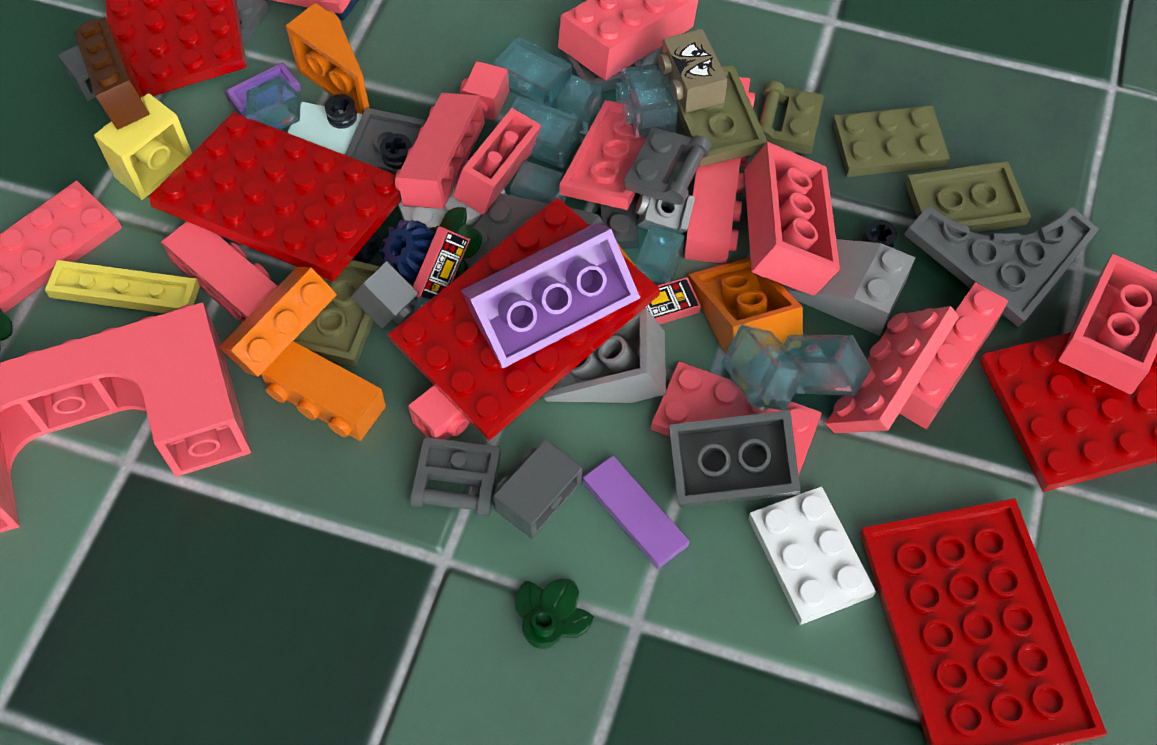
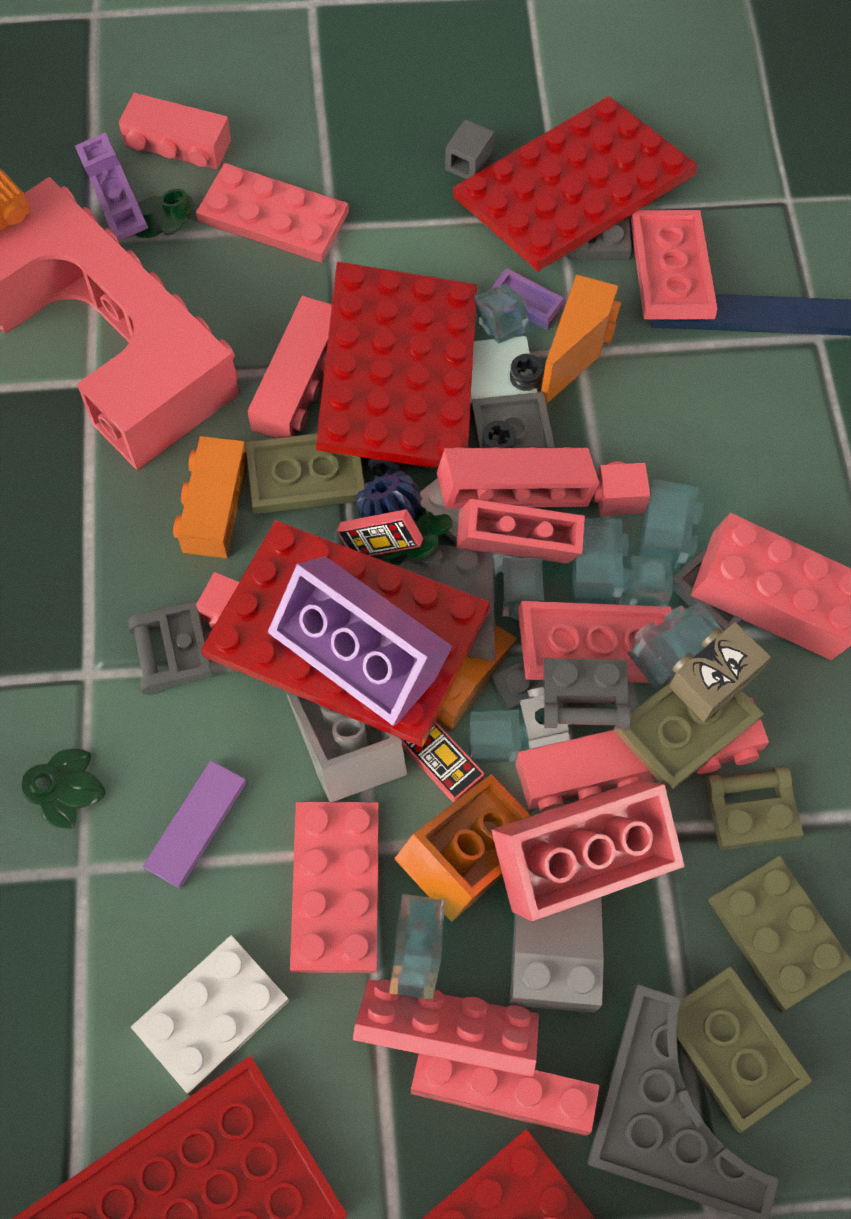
camera: 65 degrees right, 5 degrees up
(110, 73) = (440, 164): reddish brown brick -> none
(121, 287) = (252, 293): light yellow plate -> none
(146, 149) = (397, 232): light yellow brick -> none
(278, 320) = (251, 423): orange brick -> none
(385, 296) = (323, 502): brick -> none
(537, 488) = (180, 722): dark grey brick -> none
(734, 459) = (266, 895): dark grey brick -> none
(763, 368) = (381, 883): clear light blue brick -> none
(882, 228) = (632, 975): black bush -> none

